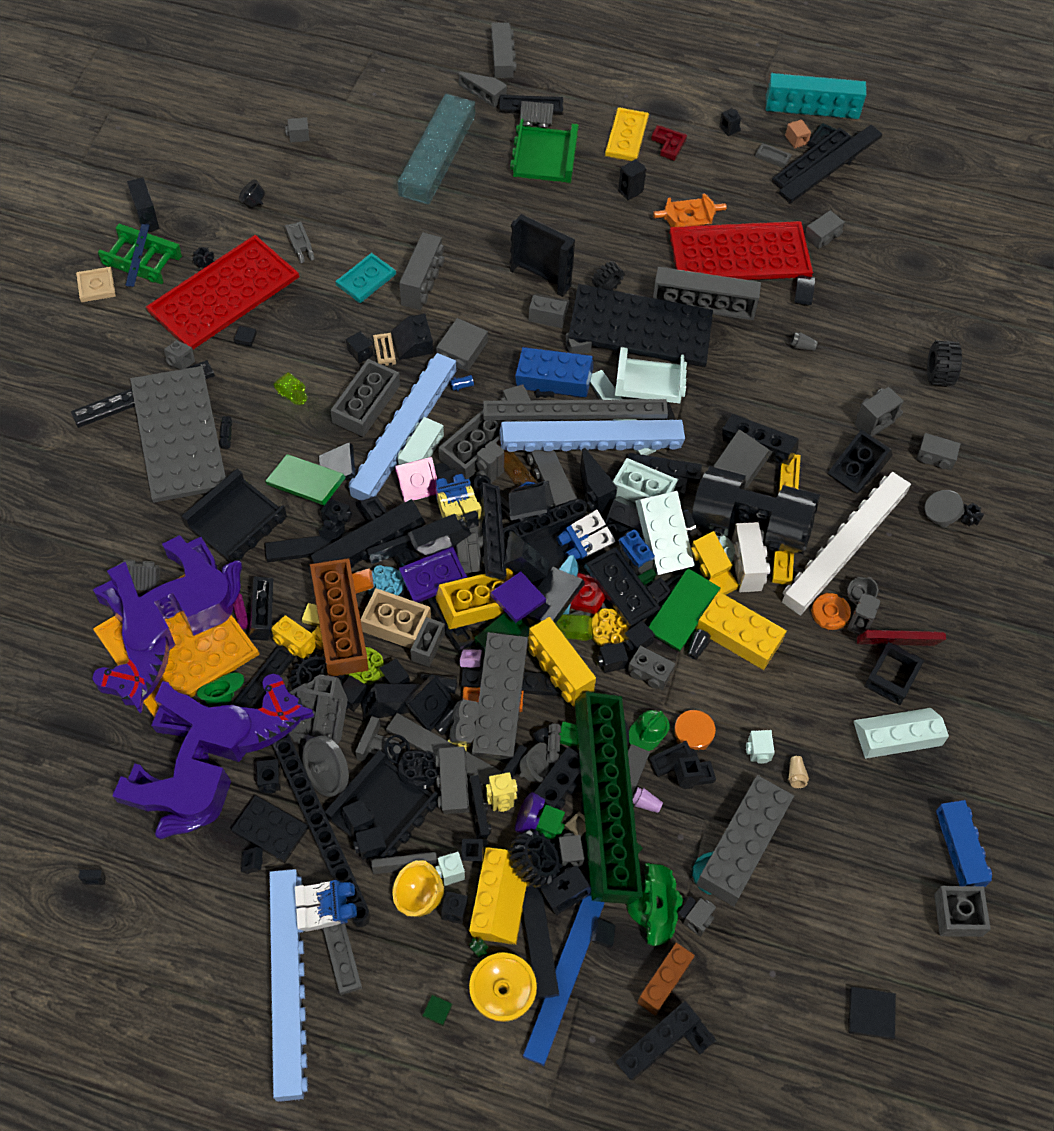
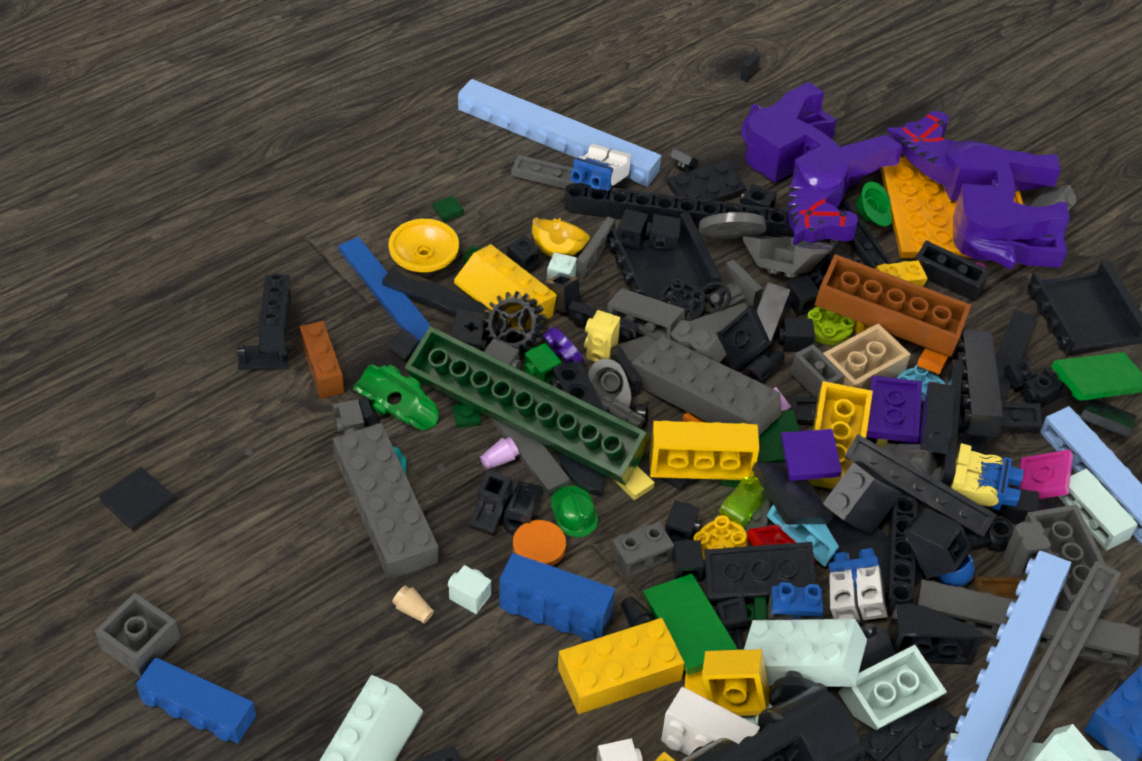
camera: 125 degrees right, 10 degrees down
(732, 686) = (556, 598): none -> blue brick

